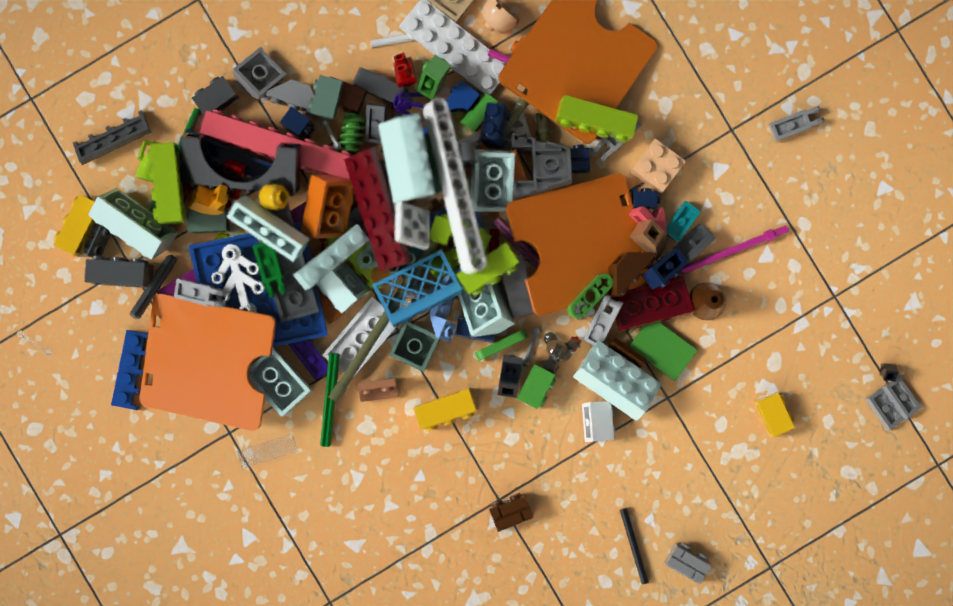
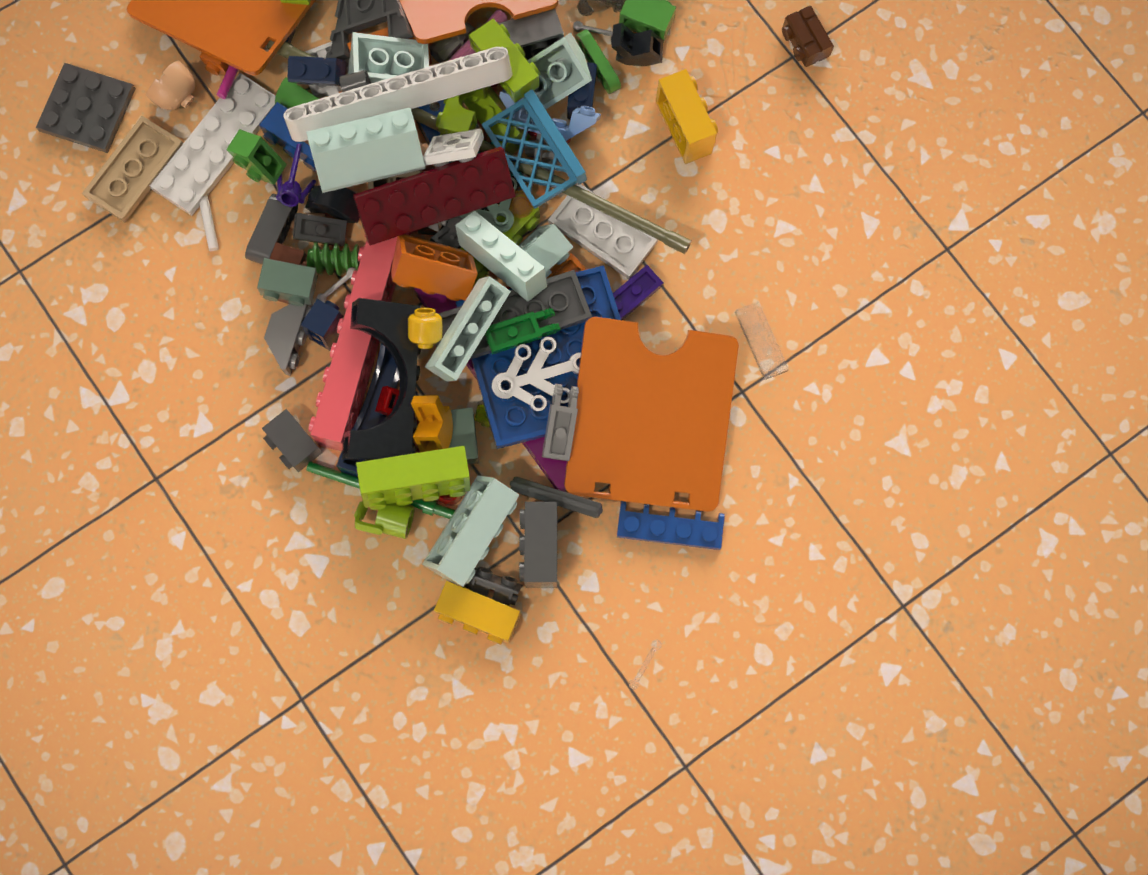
camera: 100 degrees left, 10 degrees down
(112, 139) = (354, 576): dark grey hinge -> none
(258, 73) = (258, 385): light grey slope -> none
(279, 381) = (671, 316): light aqua brick -> none
(329, 404) = (686, 262): green axle -> none
(377, 389) = (667, 204): nougat bracket -> none
(404, 70) = (248, 198): red hips -> none
(414, 346) = (609, 159): sand green brick -> none
(542, 128) = (316, 32): olive pin -> none

